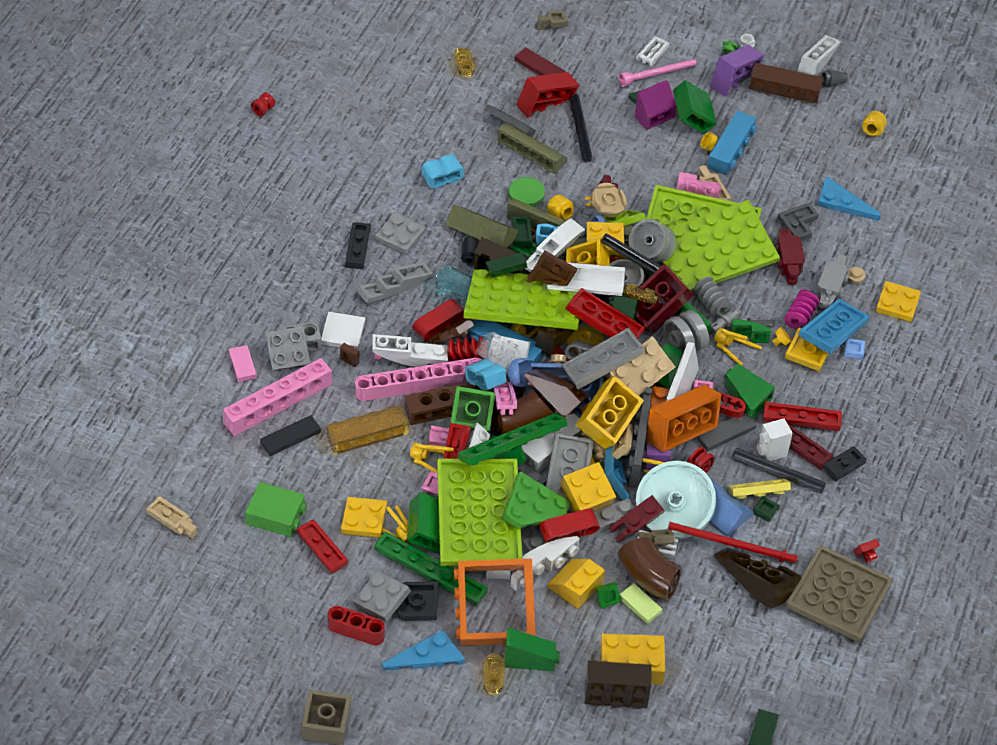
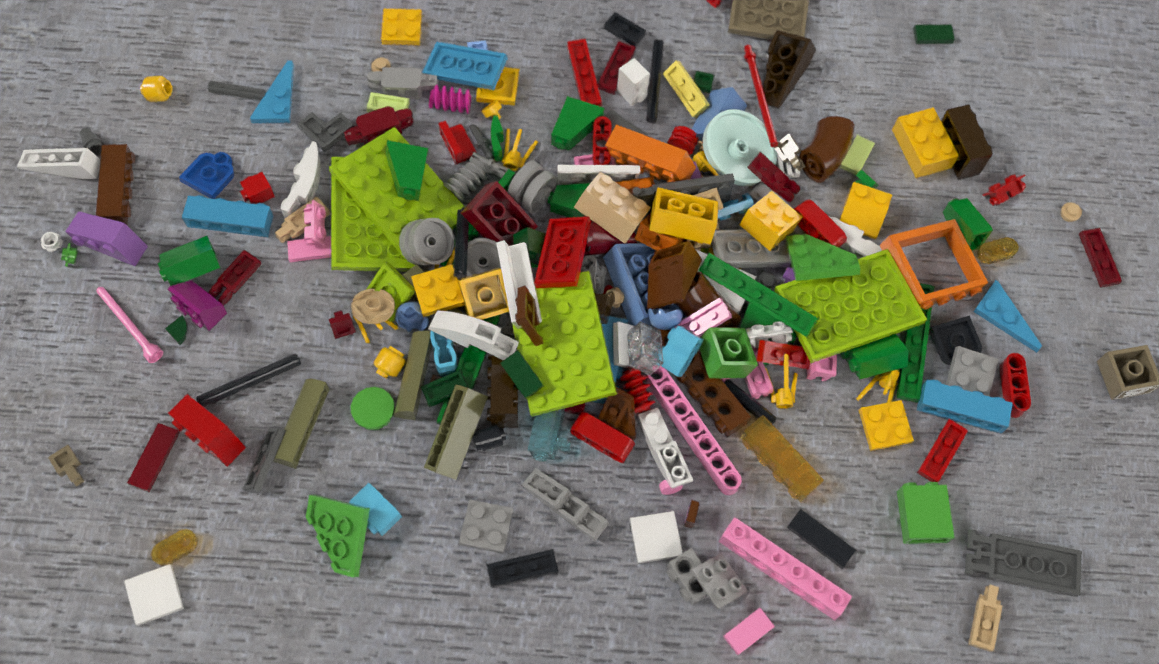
camera: 110 degrees left, 15 degrees up
(201, 564) = (1024, 563): none -> dark grey hinge
(353, 573) = (965, 406): none -> dark azure brick
(424, 429) = (749, 403): none -> black axle
(433, 146) = (340, 531): none -> bright green plate
(435, 47) = (154, 594): none -> white tile
(560, 718) = (998, 191): none -> red hinge
(603, 358) = (623, 235): light grey tile -> none
(644, 295) = (513, 225): clear yellow plate -> none
(657, 50) = (108, 343): white tile -> none
(674, 137) = (235, 276): none -> dark red hinge
(709, 141) = (233, 239): yellow tile -> none
(727, 246) = (406, 167): none -> green slope
(752, 165) = (256, 189): none -> red brick
(757, 196) = (307, 180): none -> white slope
(757, 304) = (456, 142): none -> red panel
(778, 141) = (209, 173): none -> blue plate
(812, 271) = (379, 101): none -> yellowish green tile
(860, 174) = (236, 90): none -> dark grey axle

